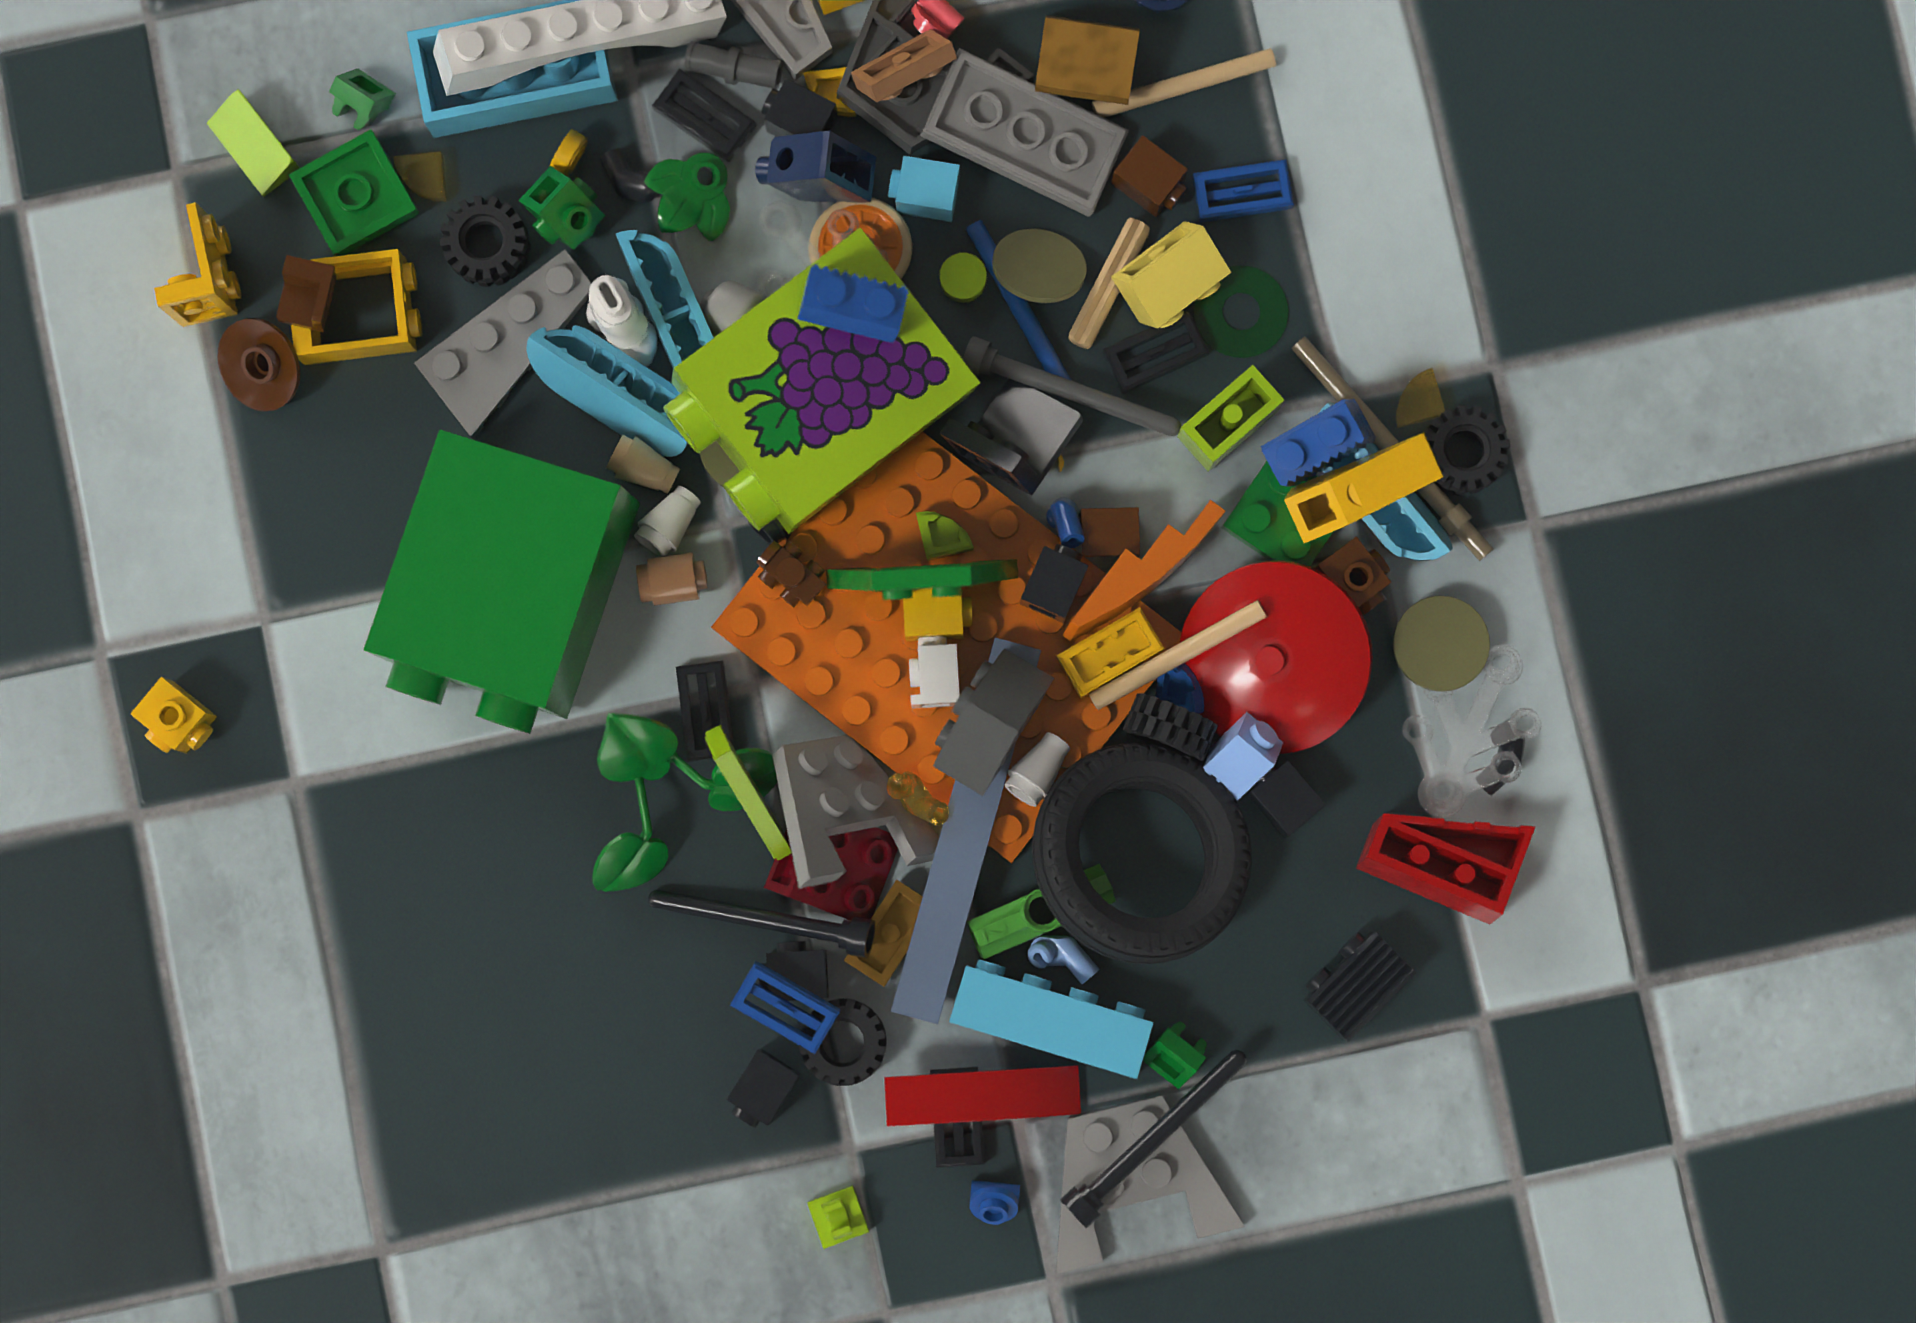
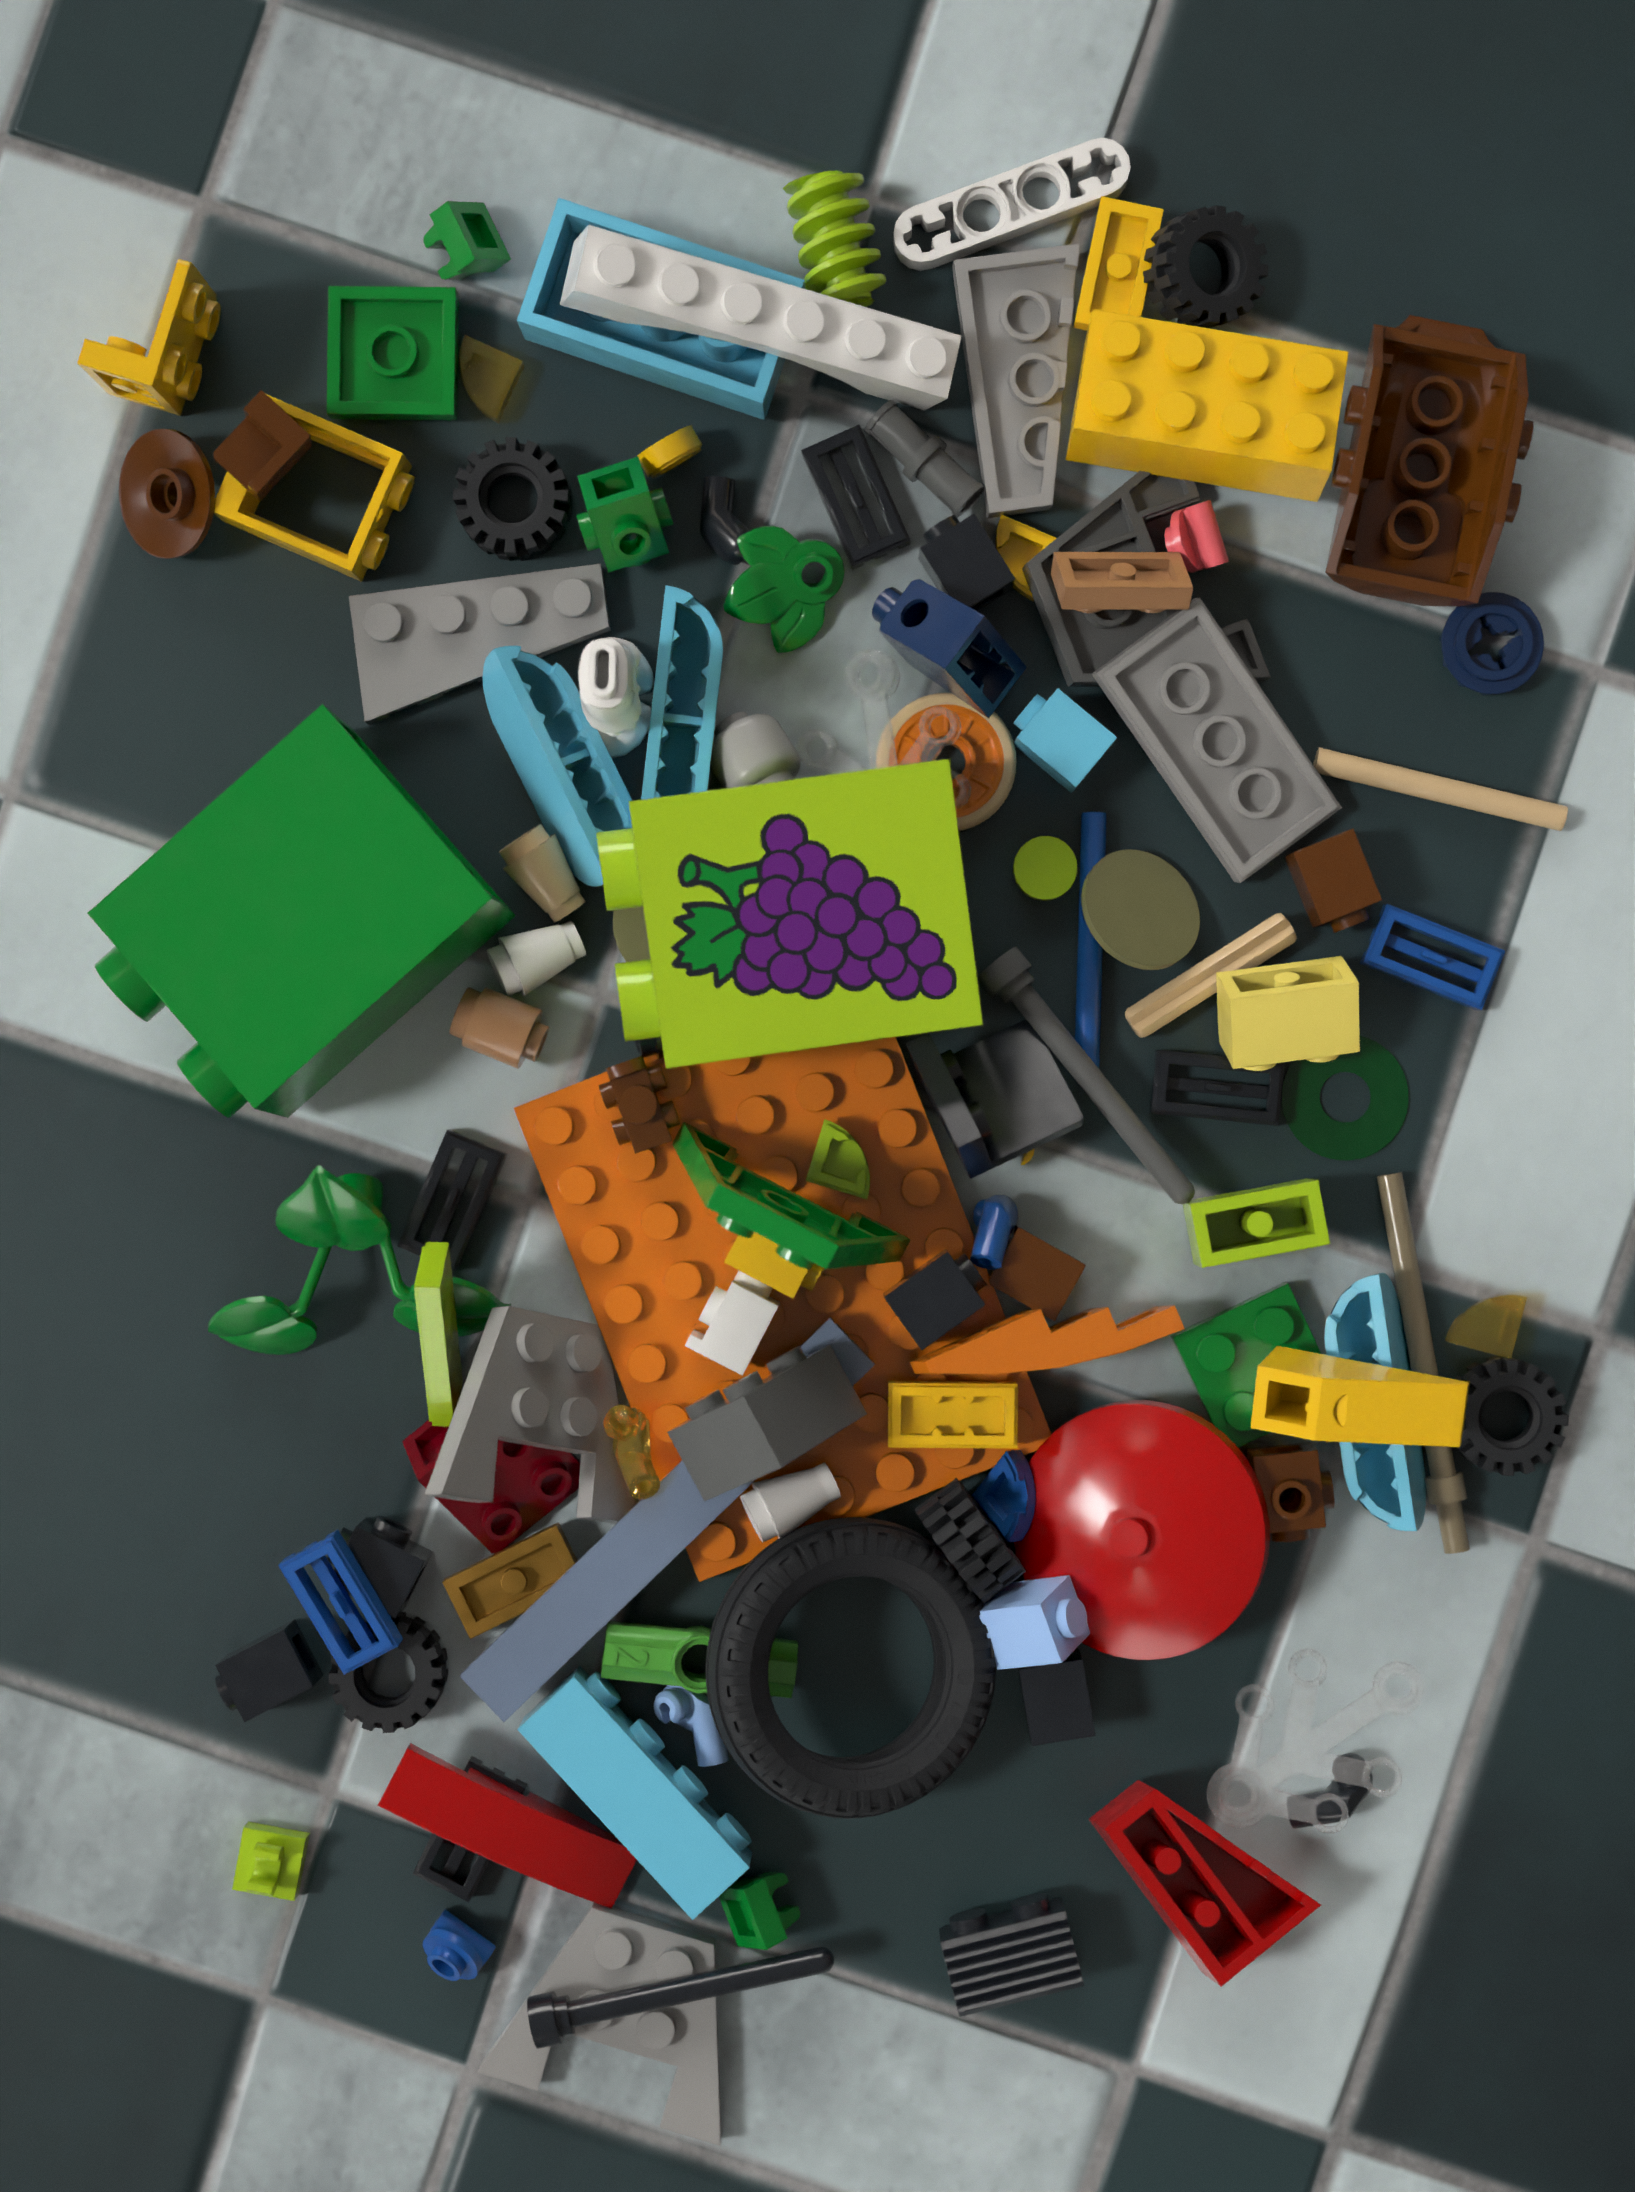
camera: 30 degrees right, 5 degrees up
(252, 143) = (310, 222): lime slope -> none
(852, 304) = (884, 851): blue brick -> none
(853, 935) = (465, 1562): black piece -> none
(1087, 60) = (1344, 697): pearl gold slope -> none
(1178, 655) = (1030, 1466): tan bar -> none
(1318, 443) = (1338, 1319): blue brick -> none
(1441, 643) = (1341, 1625): olive piece -> none

